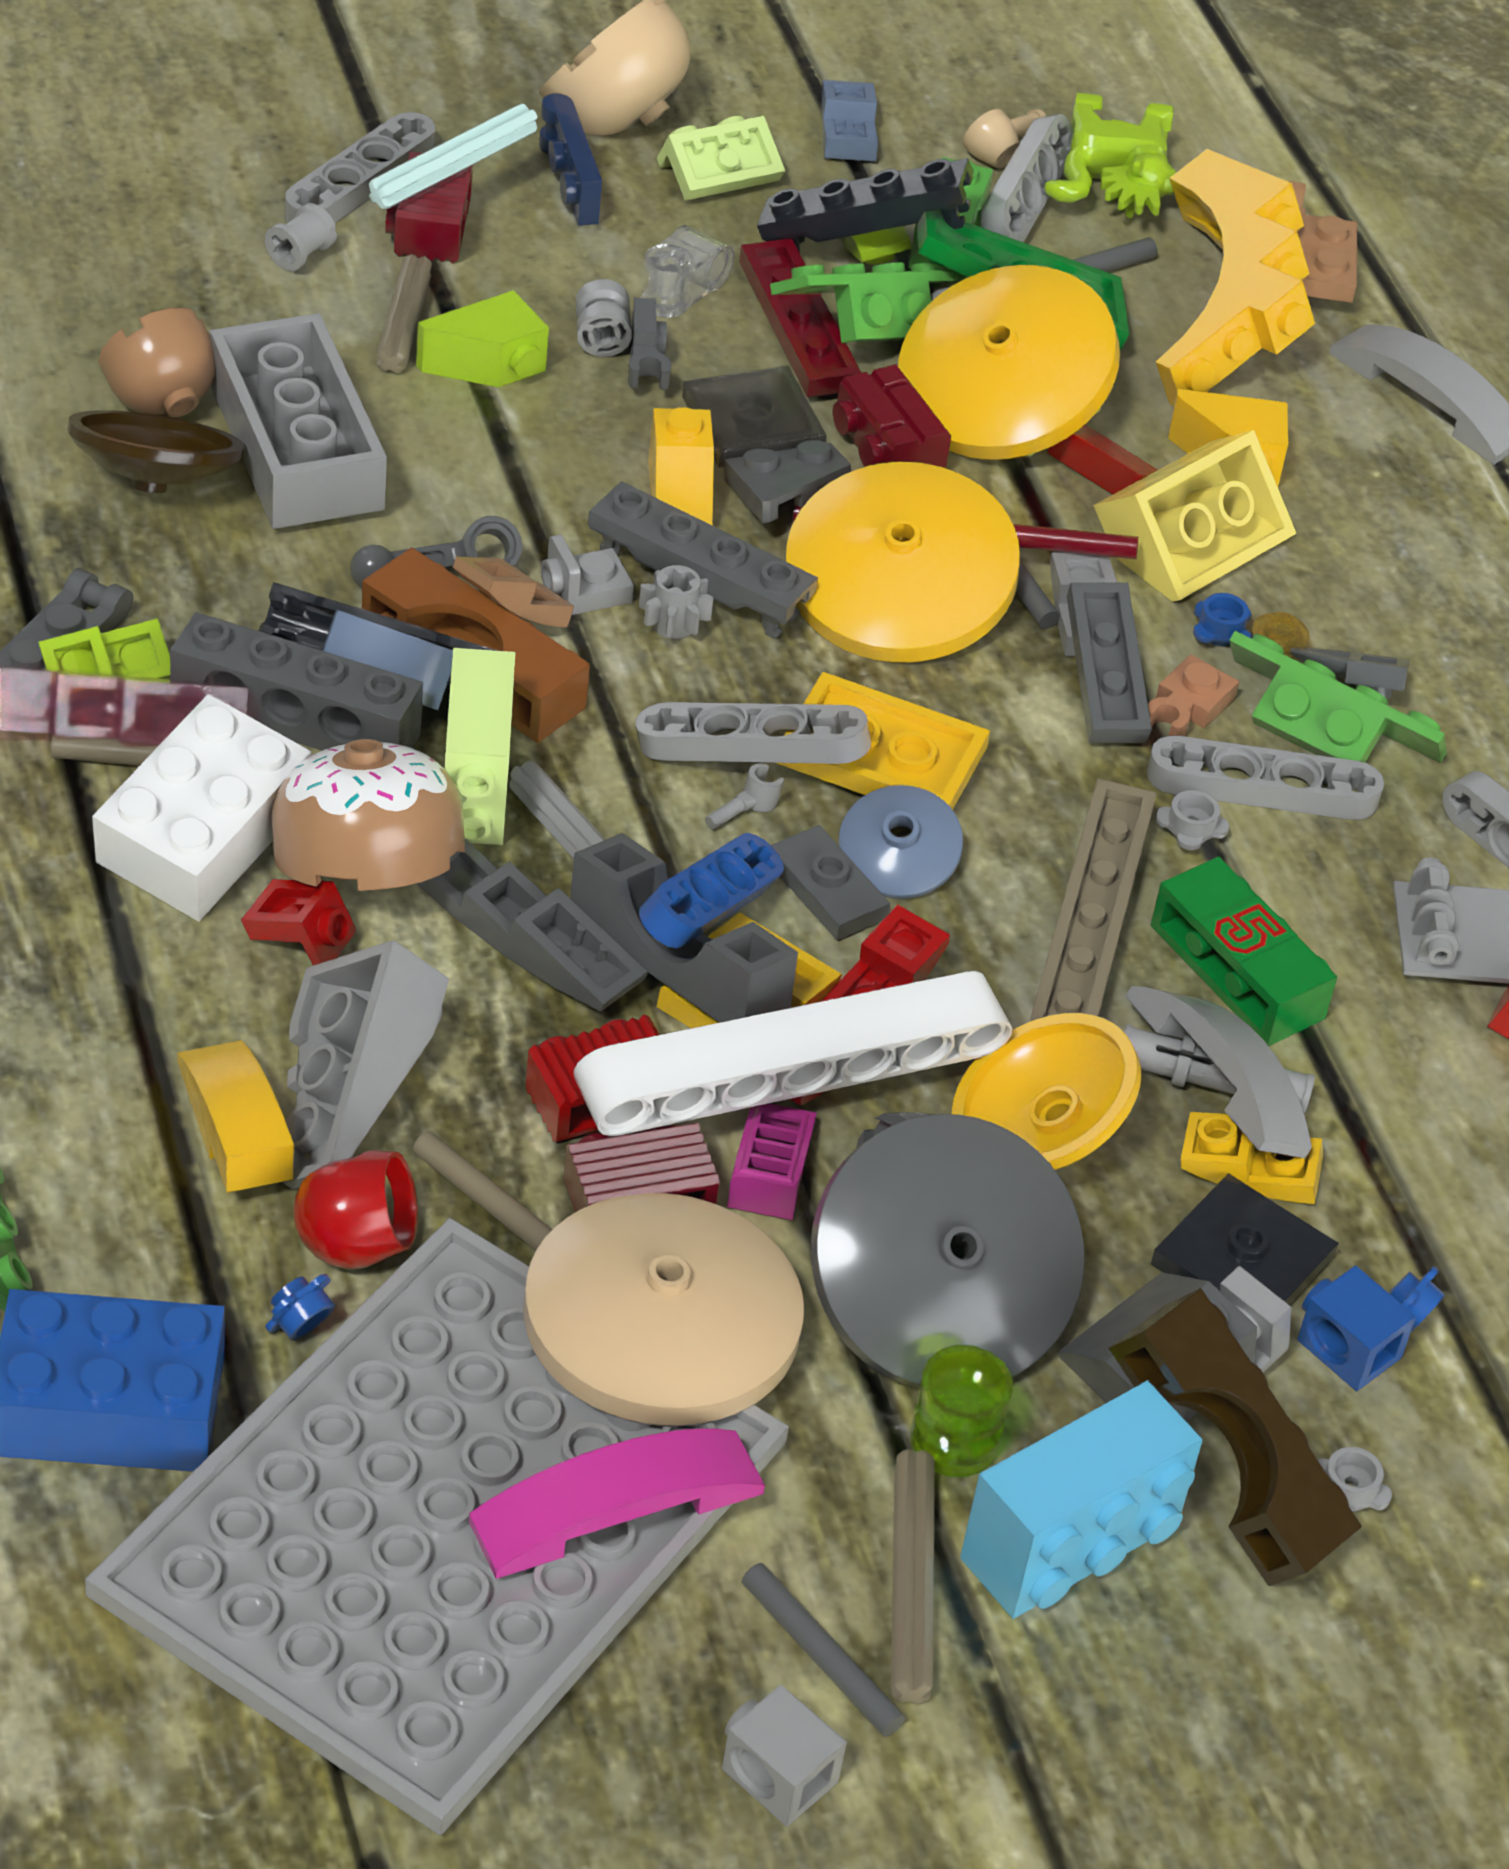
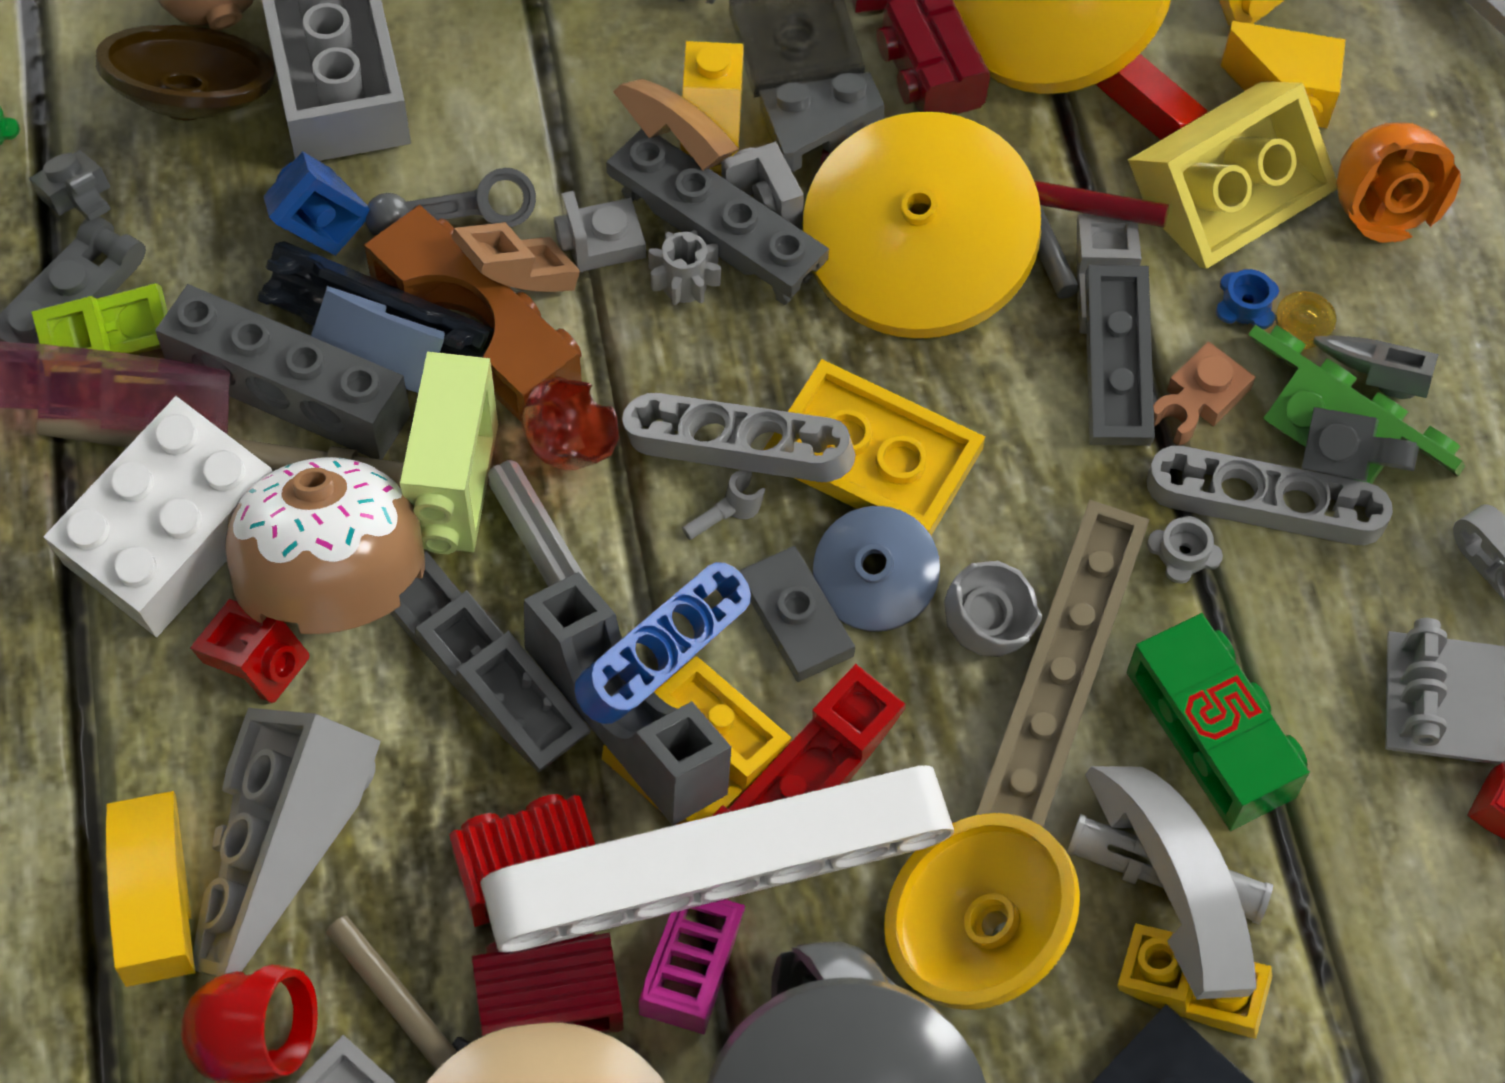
camera: 10 degrees right, 15 degrees up
(51, 542) = (72, 182): none -> dark grey plate
(307, 549) = (315, 204): none -> blue slope
(582, 731) = (568, 425): none -> clear red hair
(643, 468) = (663, 111): none -> medium nougat slope
(749, 521) = (769, 179): none -> light grey bracket
(1016, 867) = (991, 609): none -> light grey hair
(1334, 725) = (1347, 444): none -> dark grey plate
(1352, 517) = (1396, 180): none -> orange cylinder

